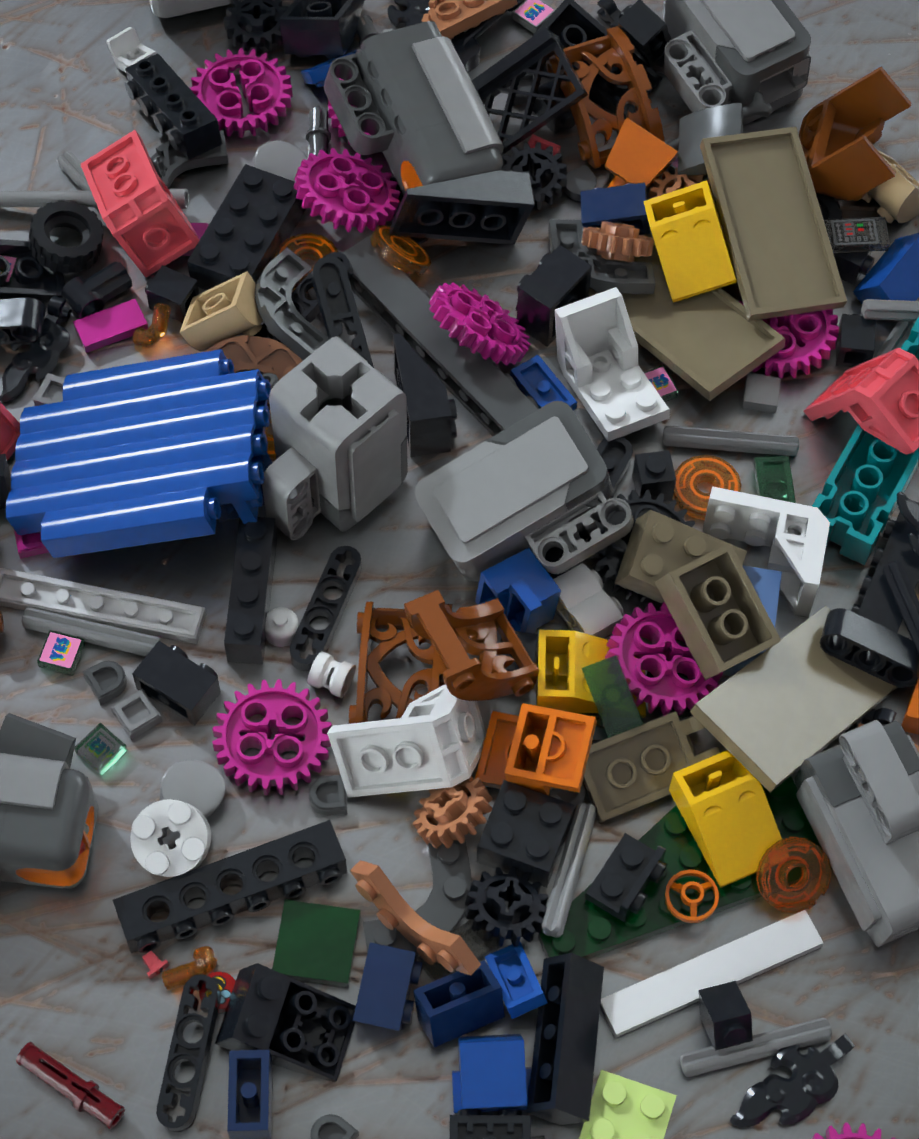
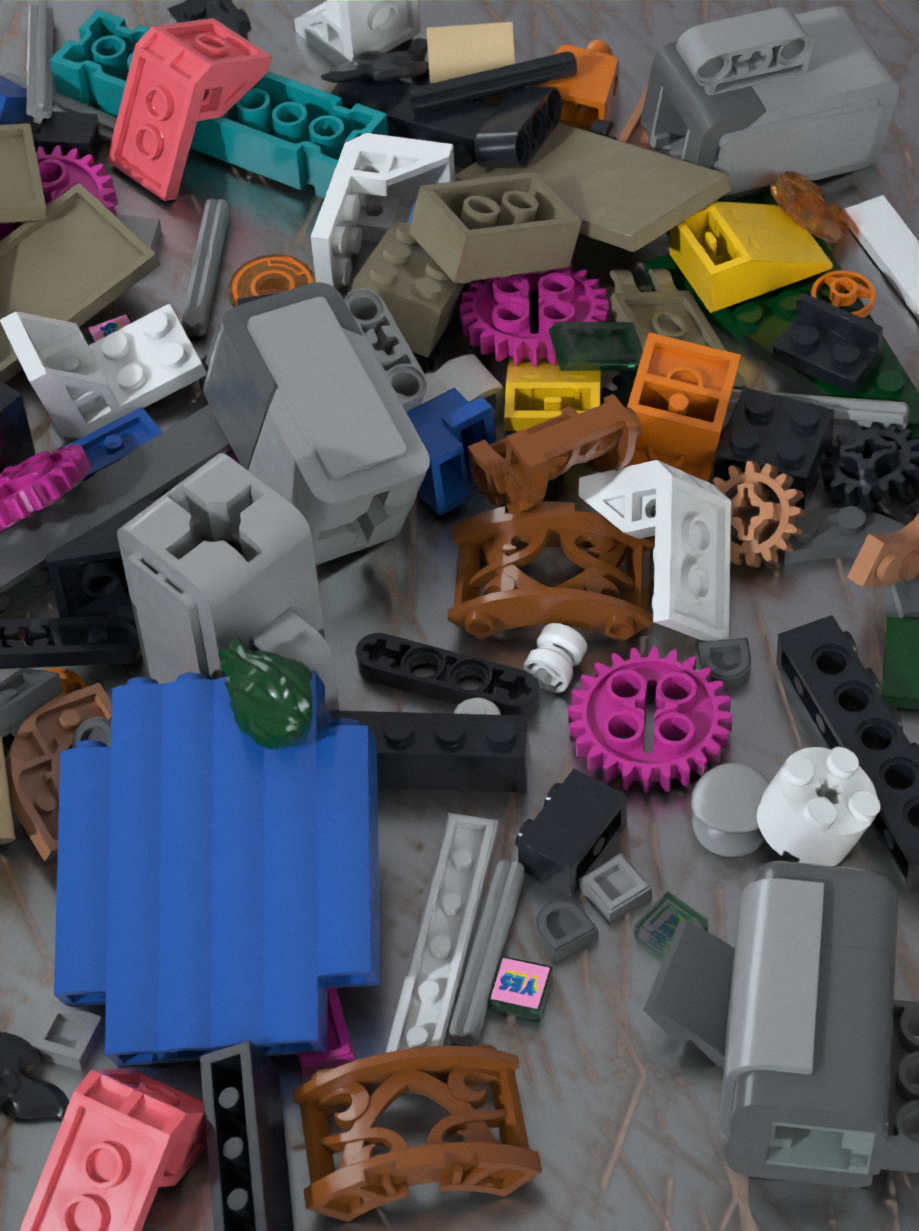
camera: 85 degrees left, 10 degrees down
(217, 443) = (268, 695): none -> dark green hair
(774, 478) = (277, 223): clear green plate -> none

